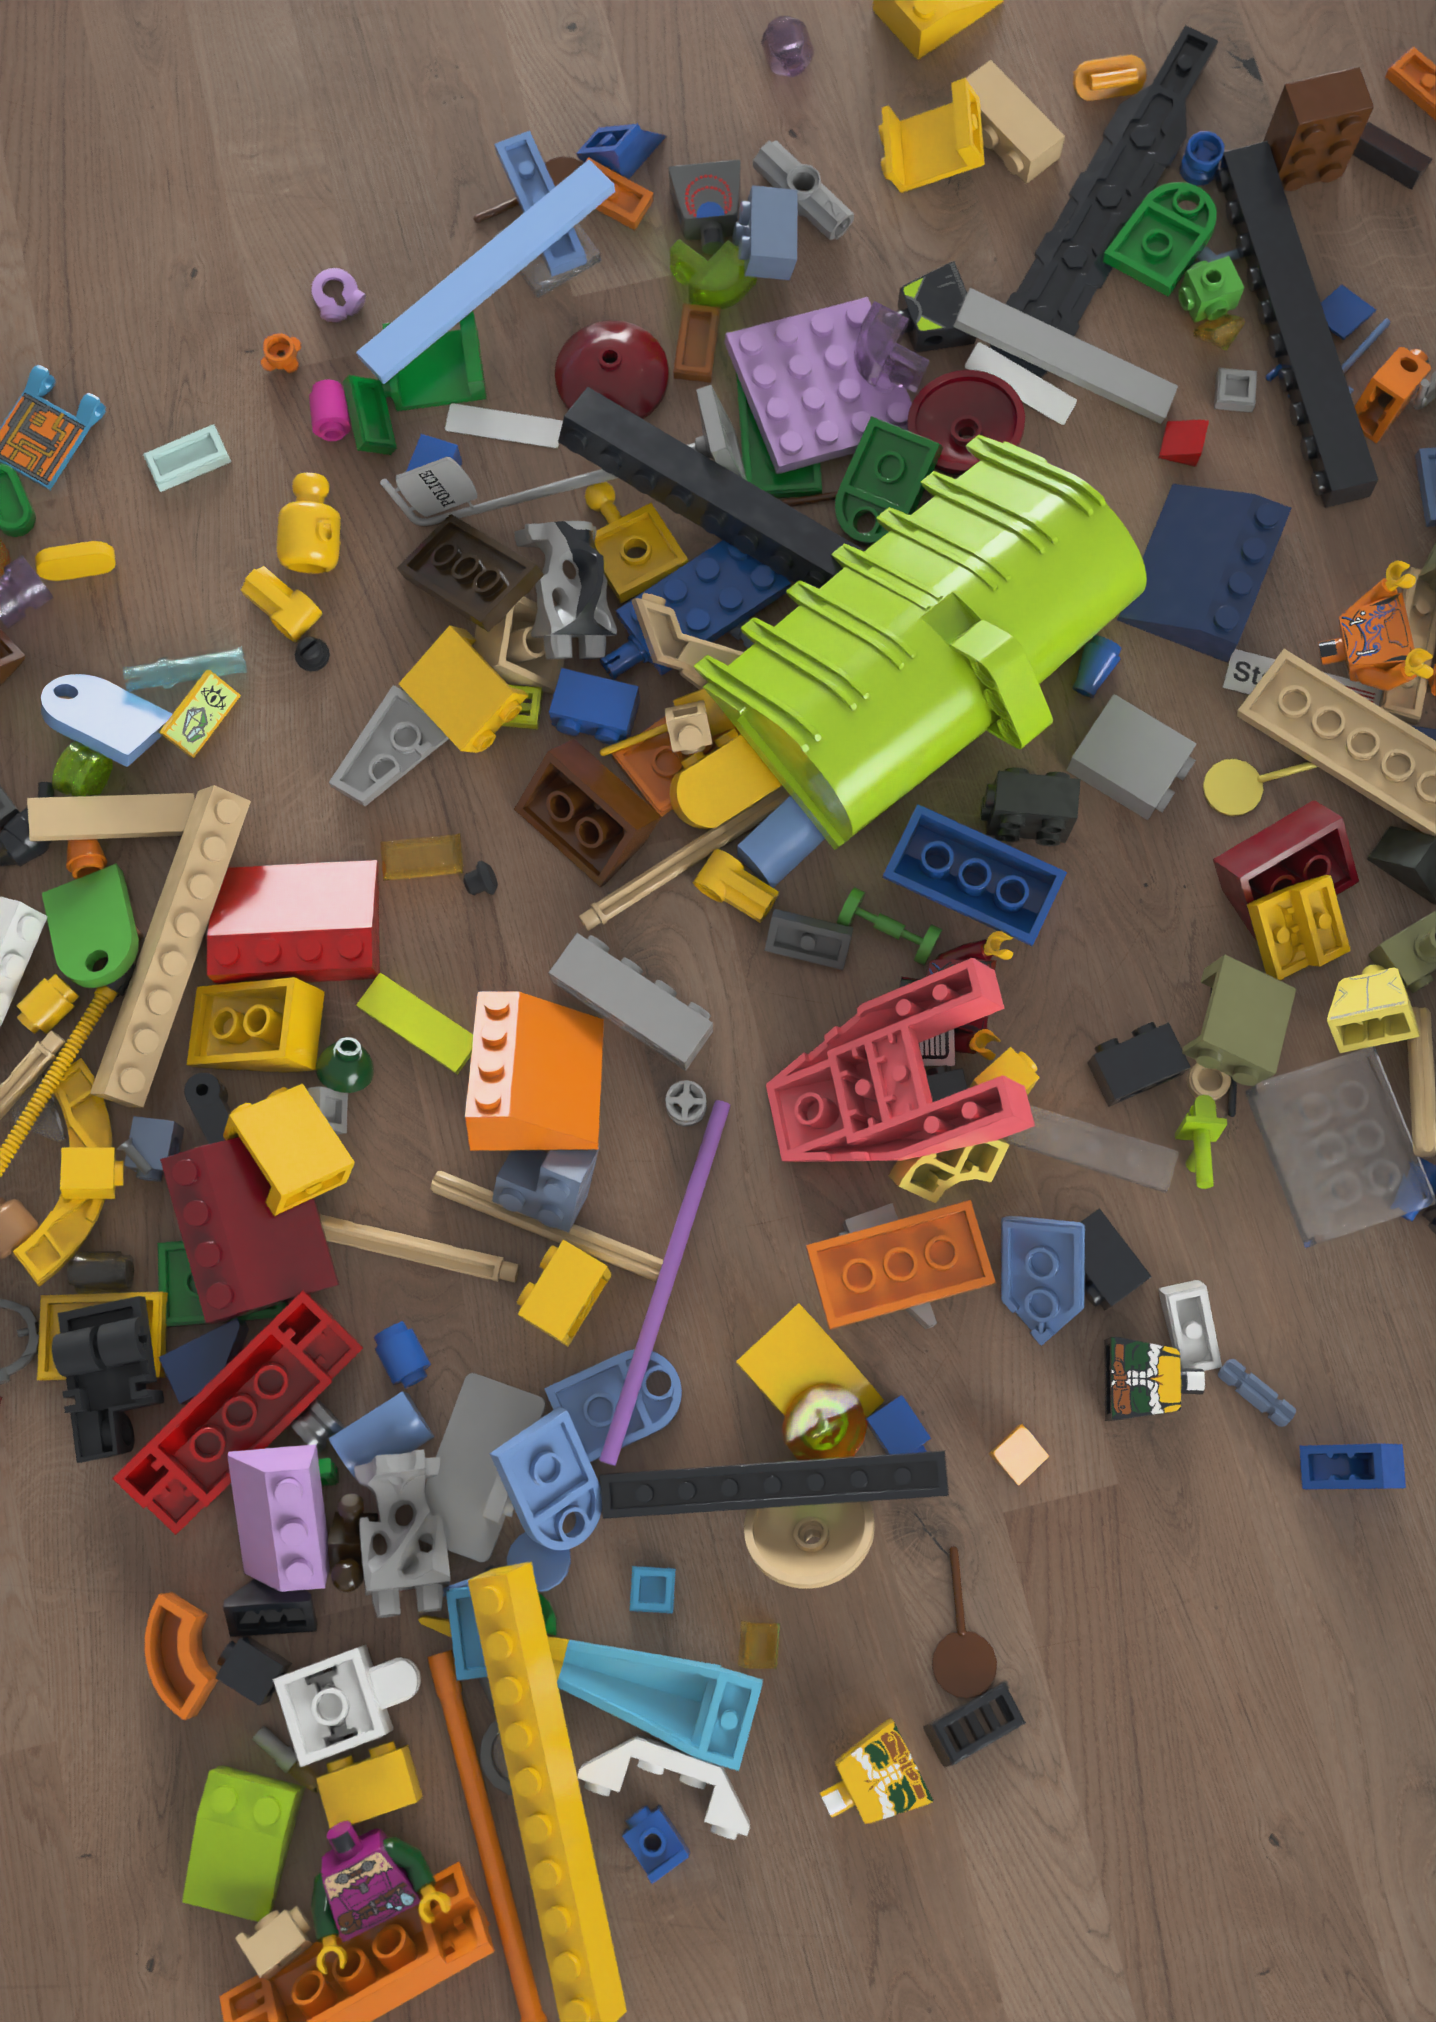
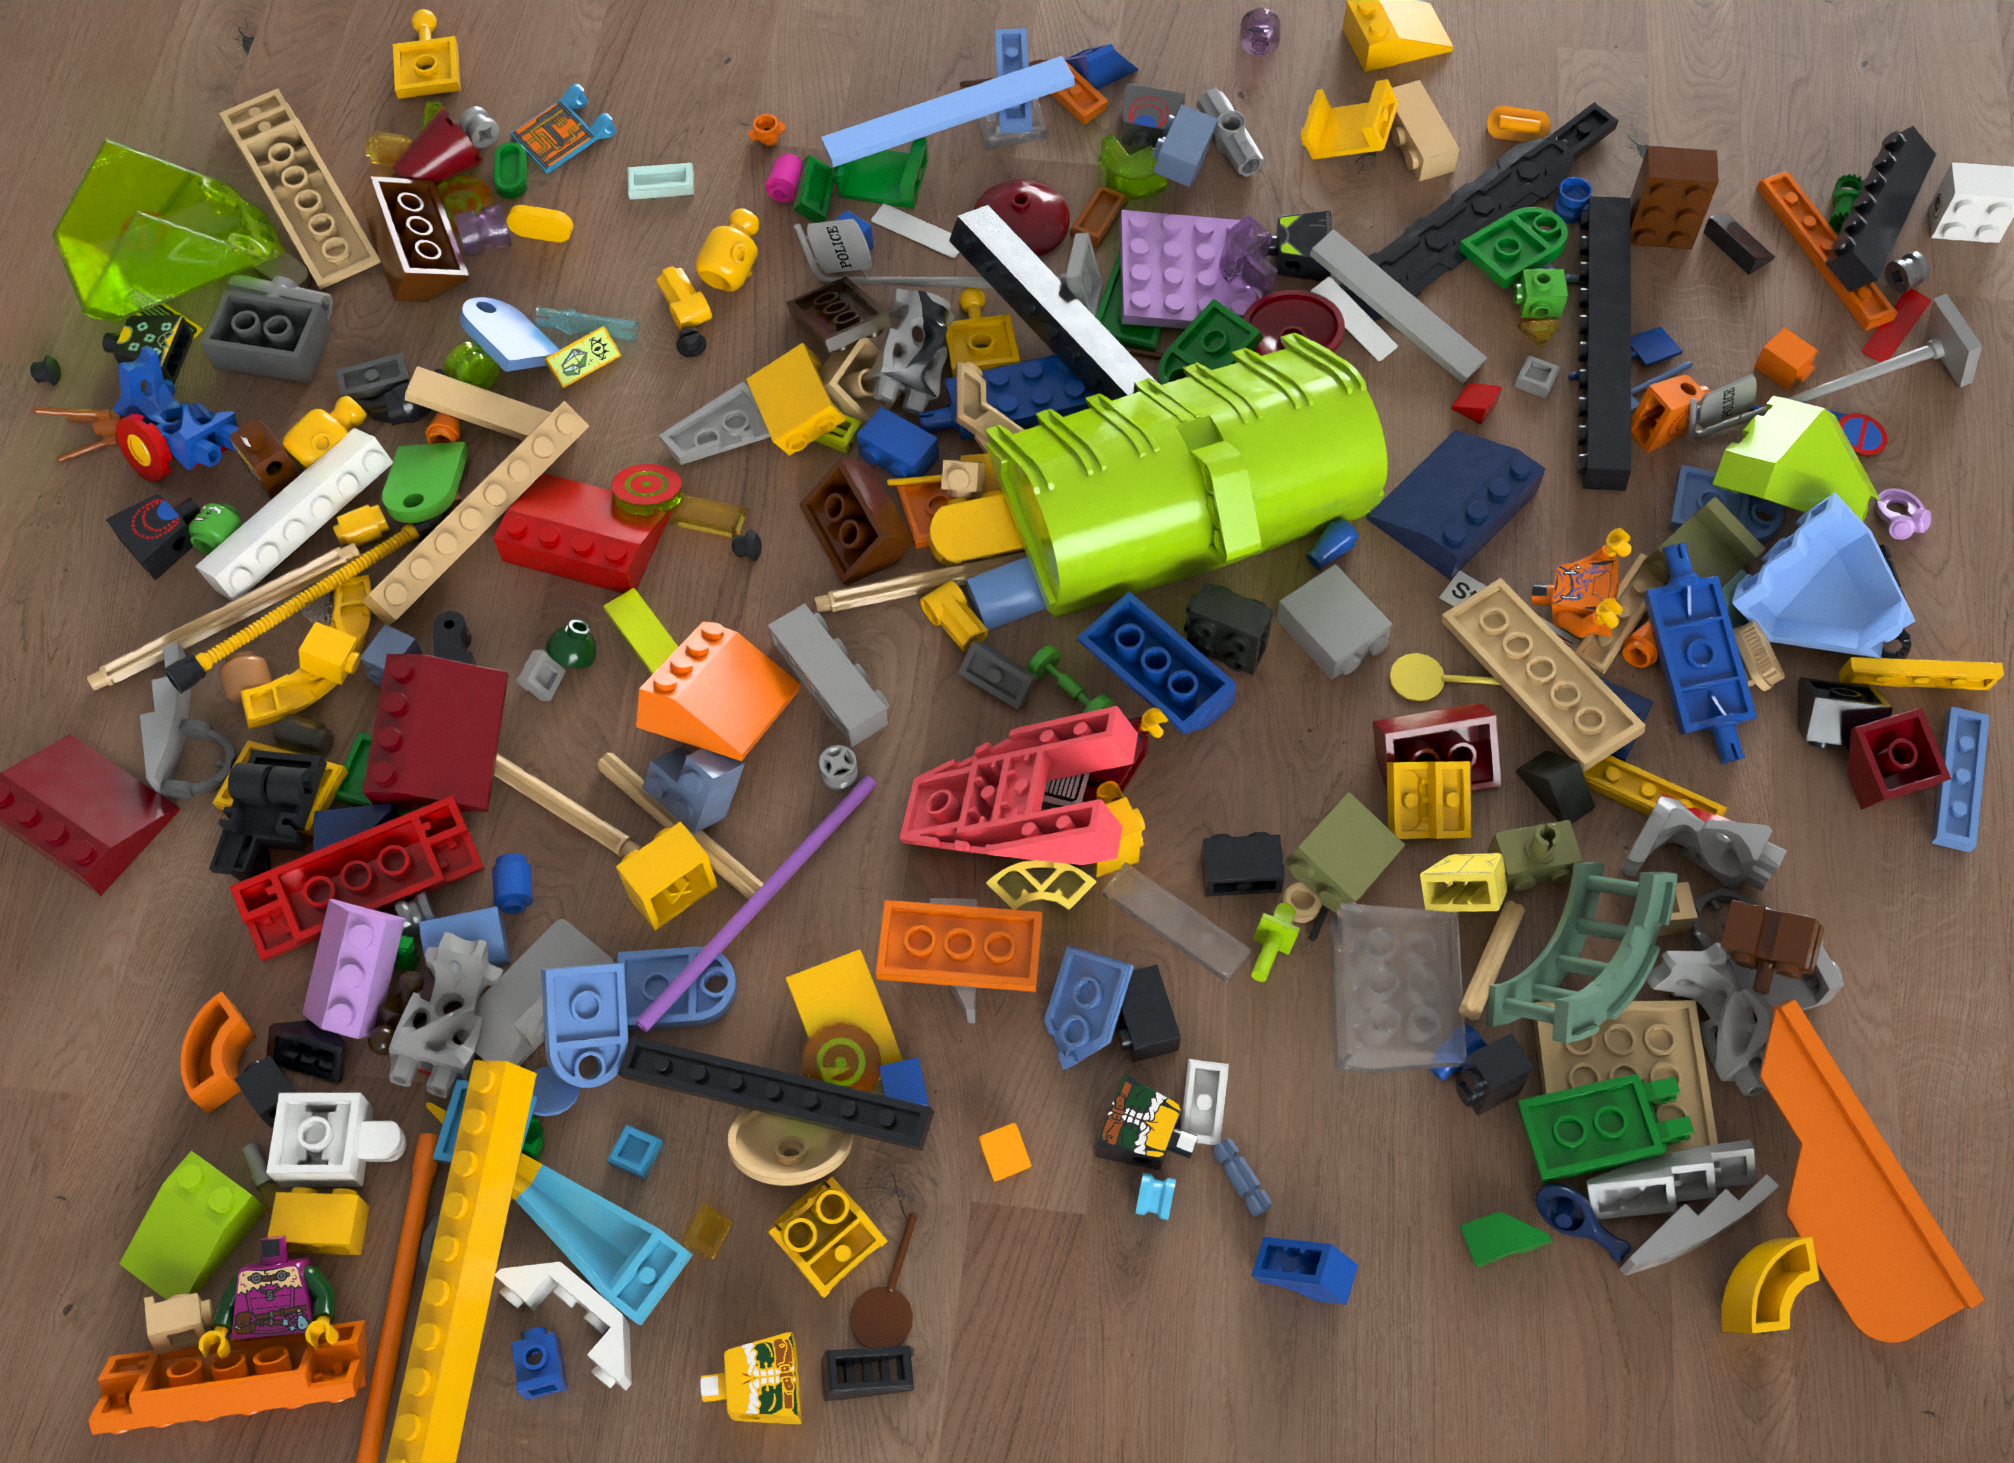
camera: 20 degrees right, 15 degrees down
(135, 1156) = (368, 641): dark grey piece -> none
(256, 1026) = (518, 595): yellow slope -> none
(291, 1146) = (496, 686): yellow panel -> none
(328, 308) = (840, 106): lavender piece -> none
(343, 851) = (646, 488): none -> tile
(879, 1608) = (826, 1235): none -> yellow slope
(1184, 1446) = (1155, 1196): none -> medium azure wheel

